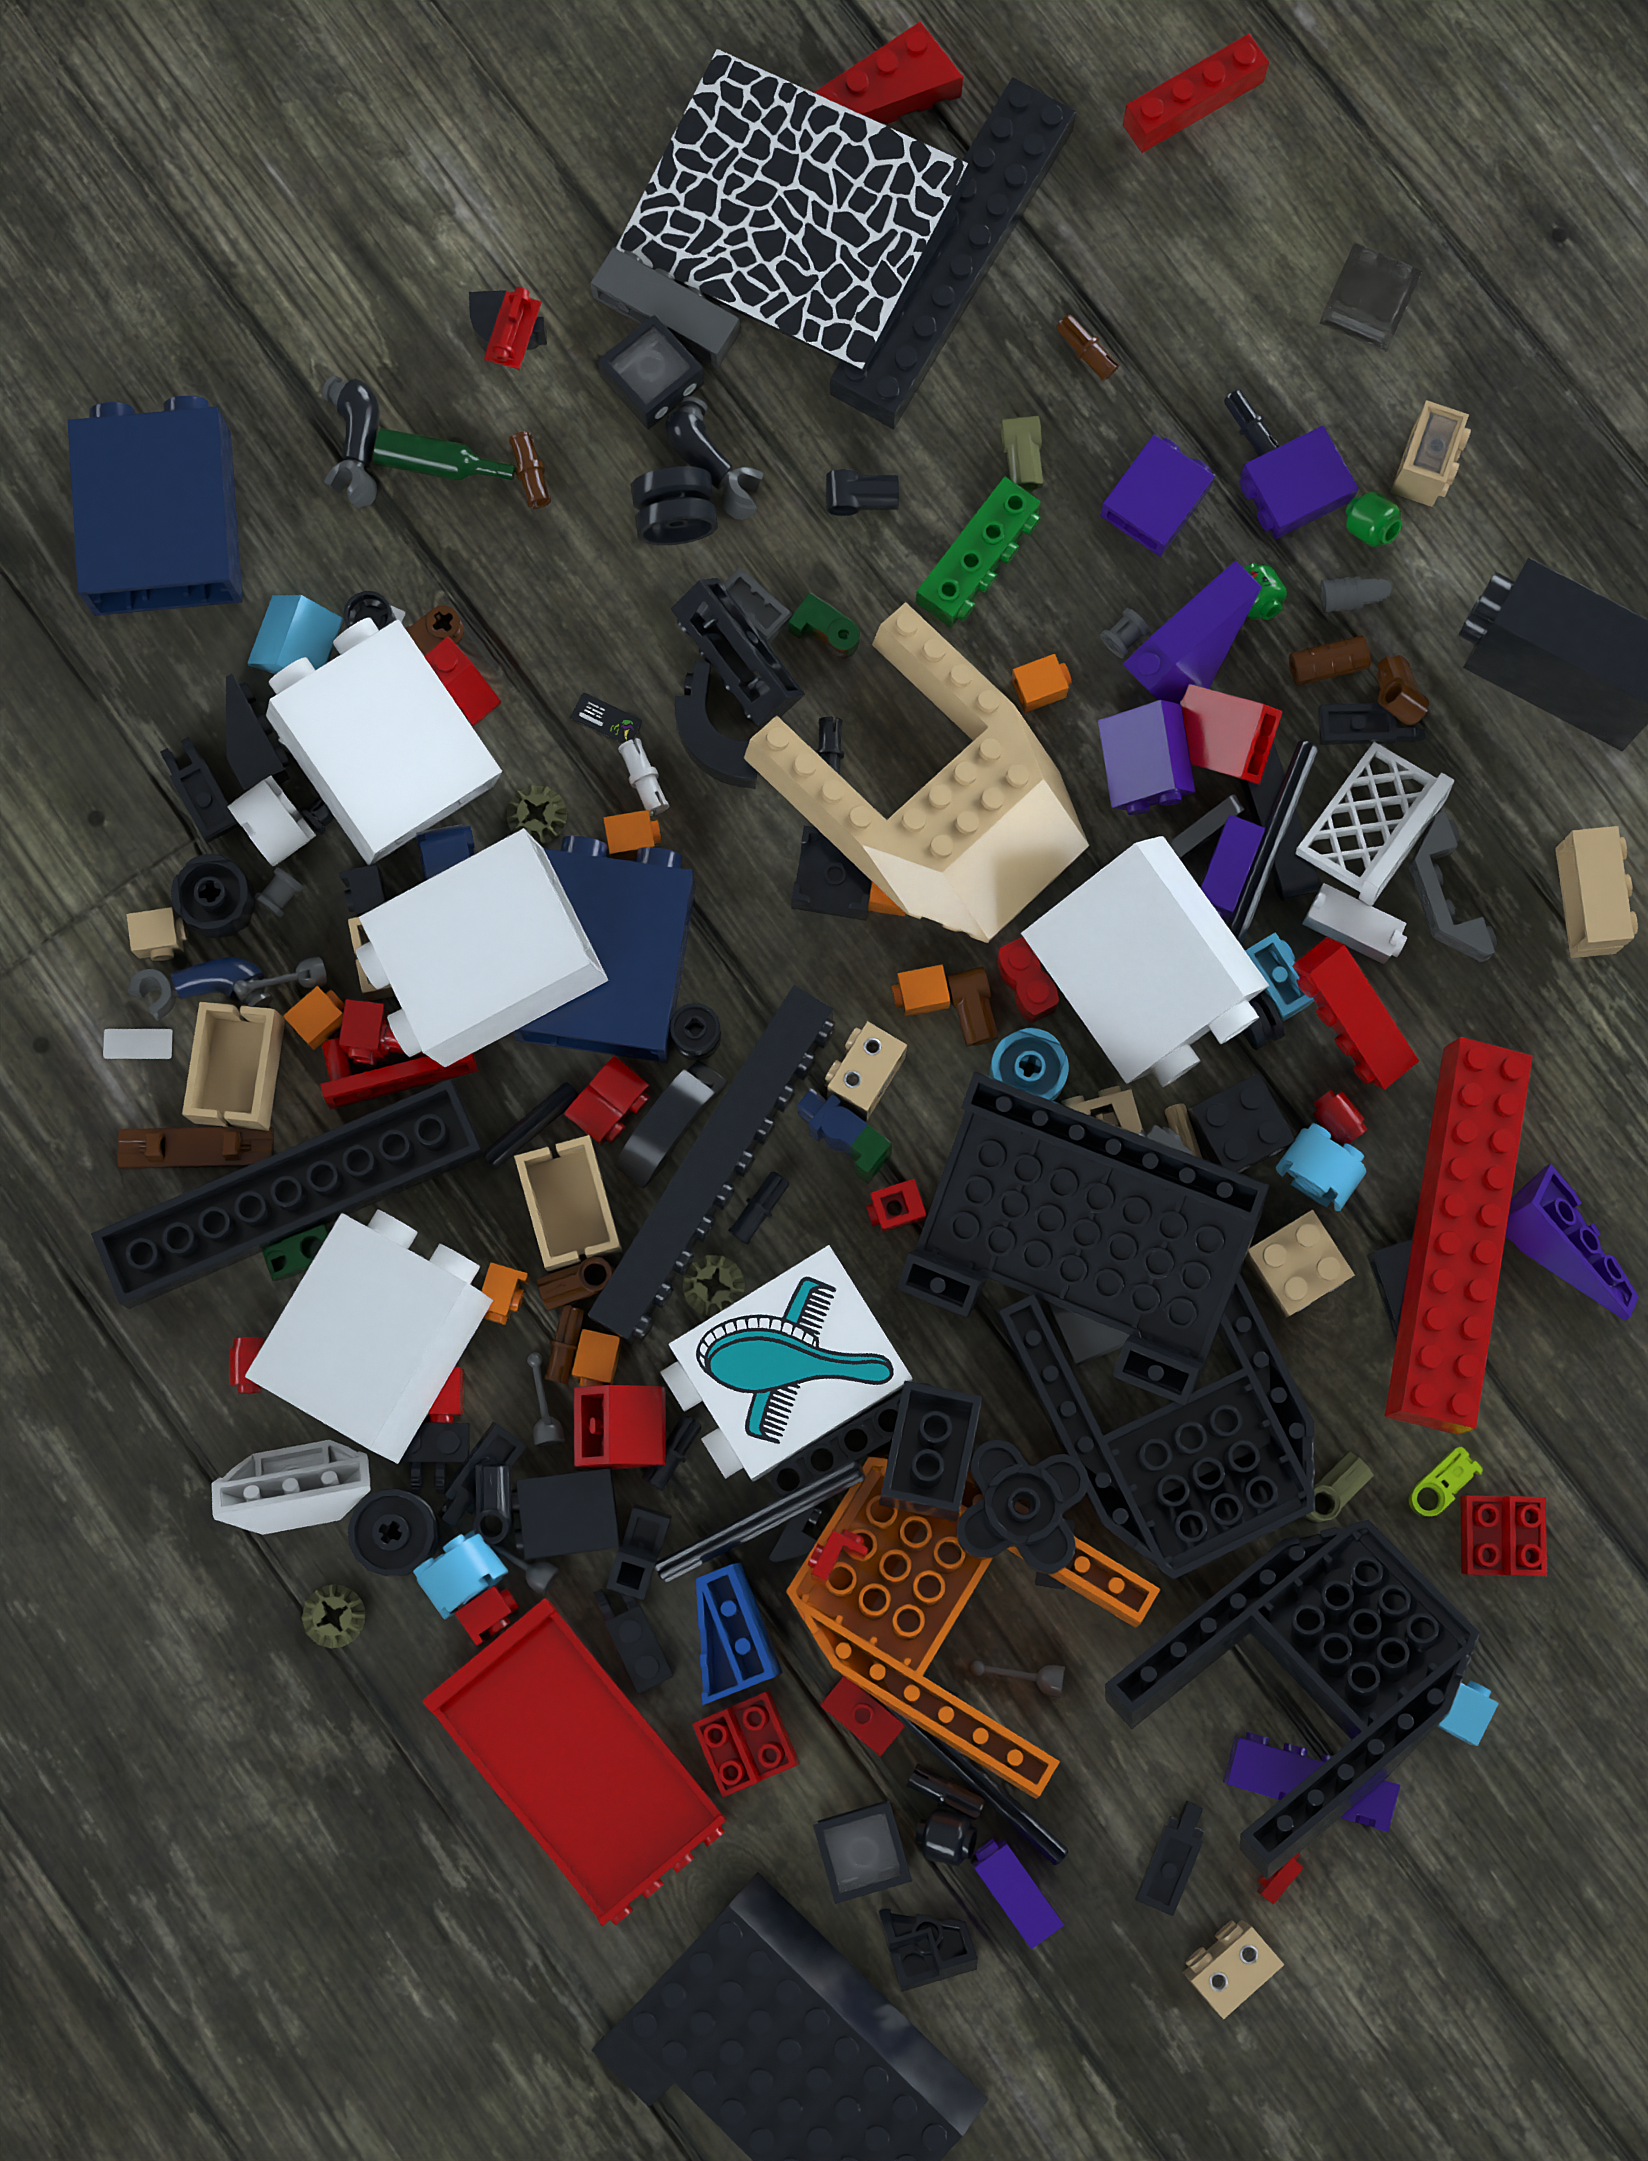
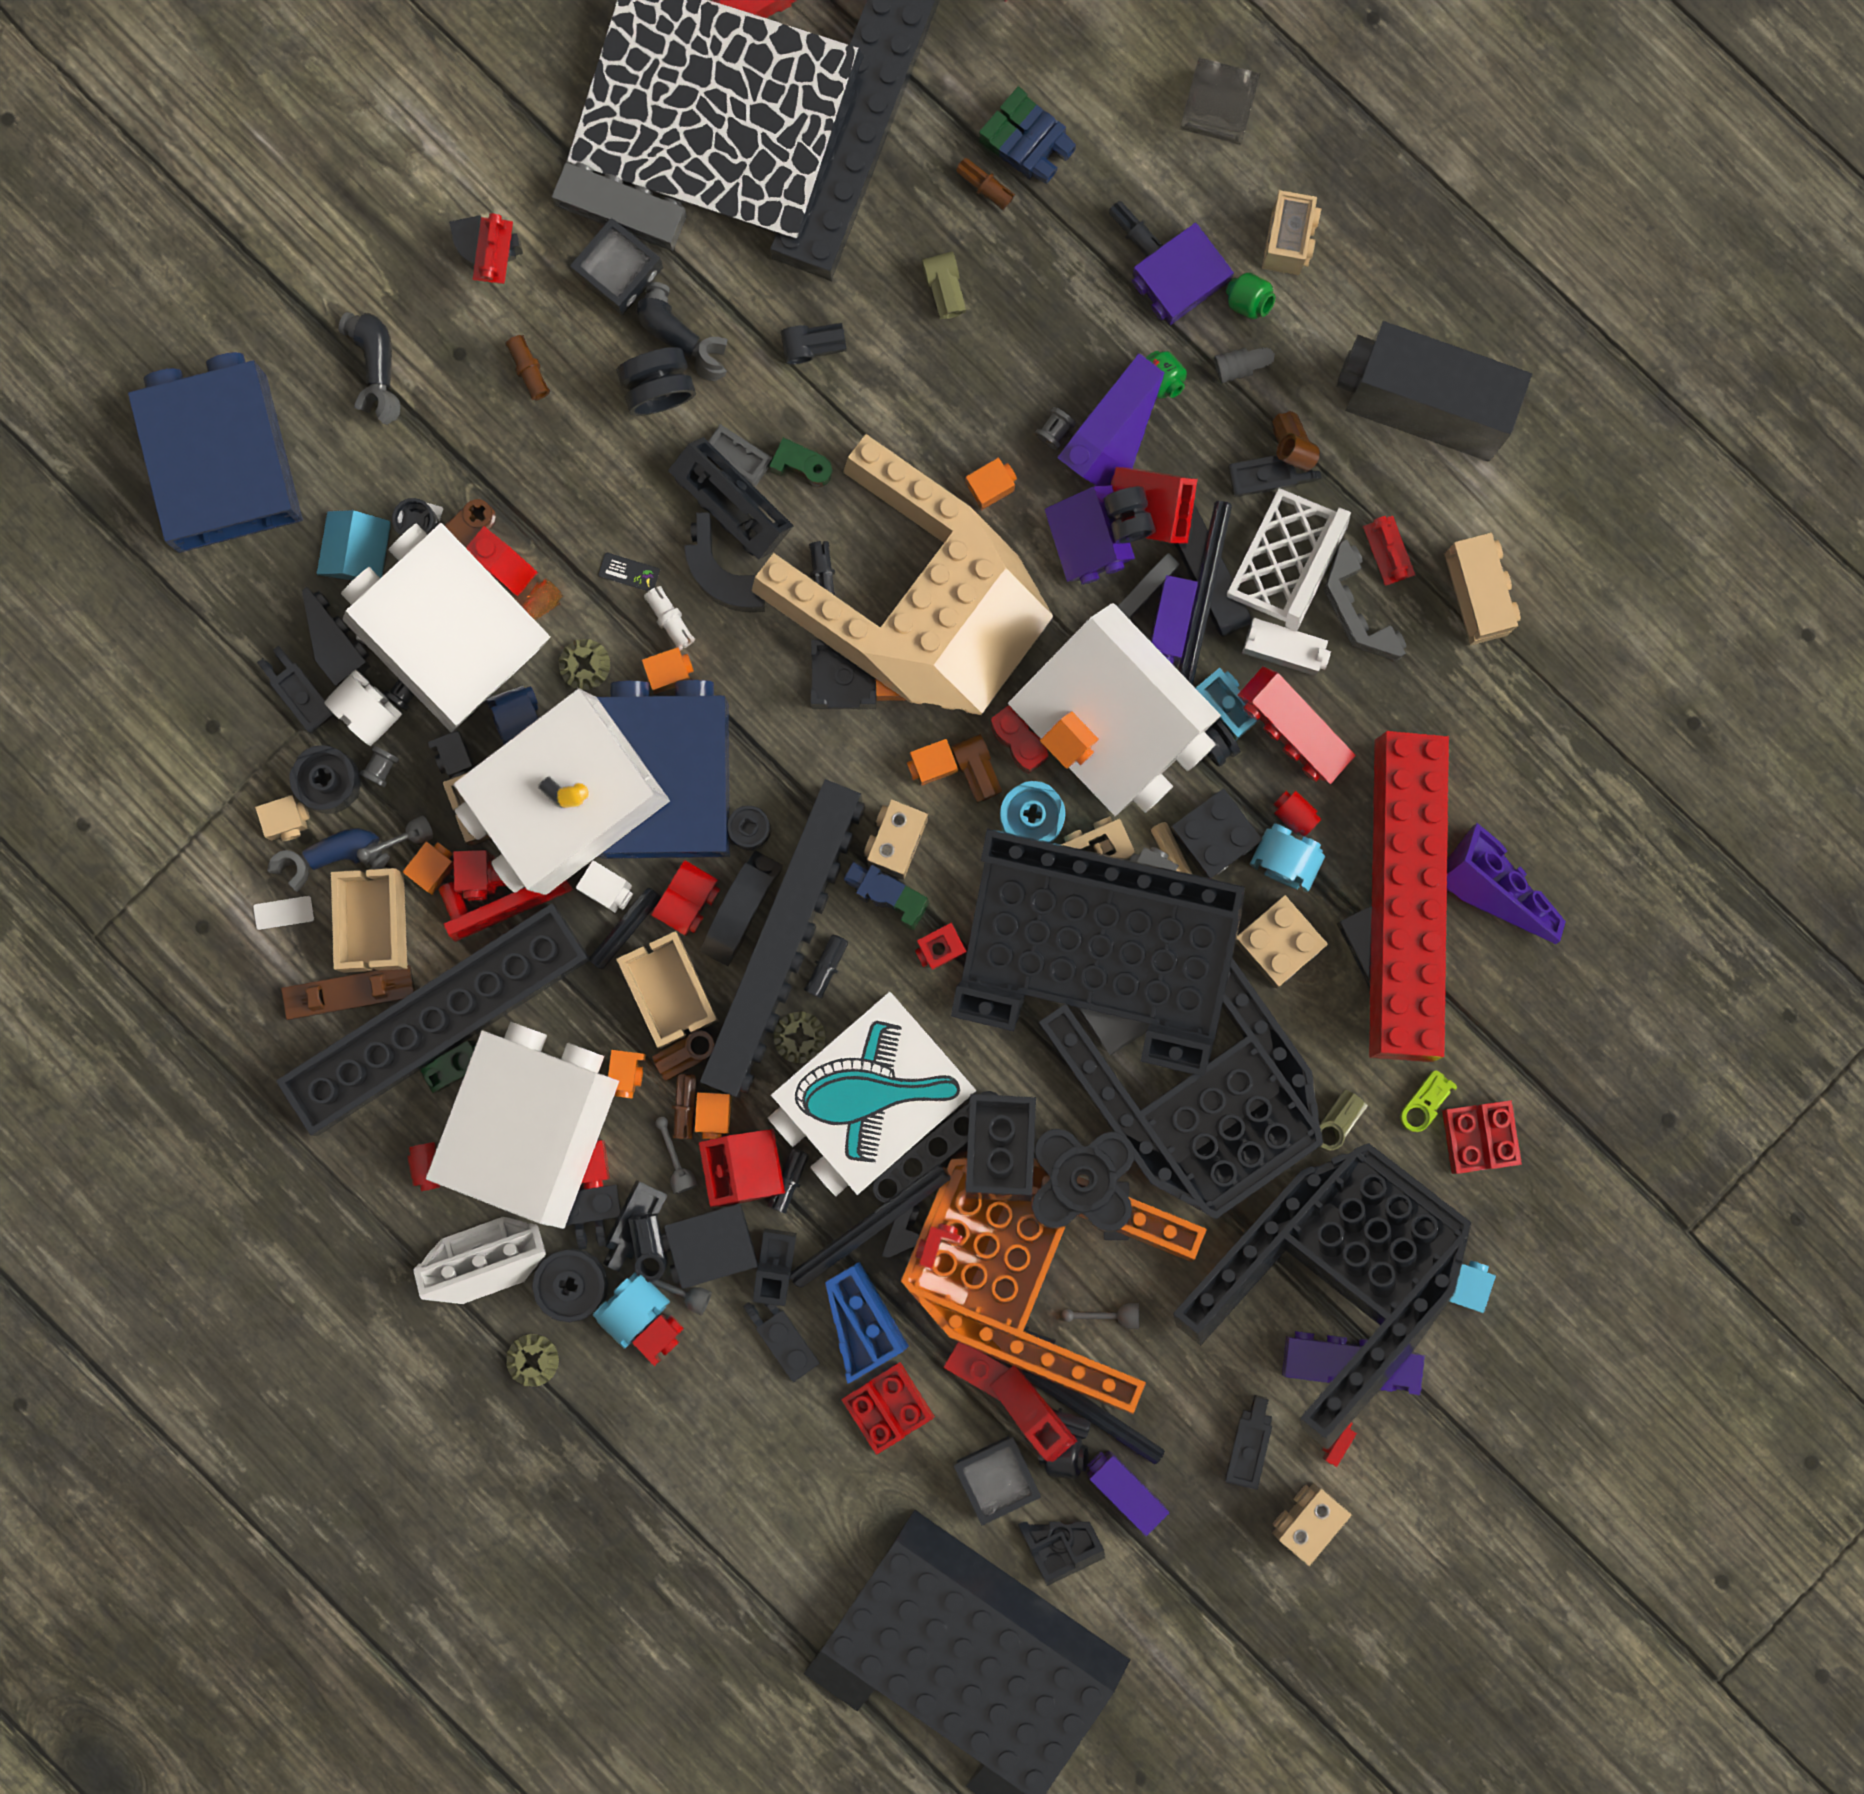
camera: 10 degrees left, 5 degrees up
(434, 457) = (444, 369): dark green piece -> none
(485, 949) = (566, 796): none -> yellow arm
(501, 732) = (542, 599): none -> clear orange cone
(515, 1072) = (605, 887): none -> white brick
(576, 1762) = (752, 1446): red panel -> none
(918, 1779) = (1033, 1415): none -> red slope
(978, 552) = (920, 378): green brick -> none
(1088, 985) = (1070, 741): none -> orange brick
(1143, 302) = (1026, 137): none -> dark blue hips
(1157, 494) = (1064, 303): dark purple brick -> none
(1196, 736) = (1126, 504): none -> black wheel
(1329, 660) = (1231, 424): reddish brown axle -> none
(1491, 832) = (1388, 550): none -> red hinge

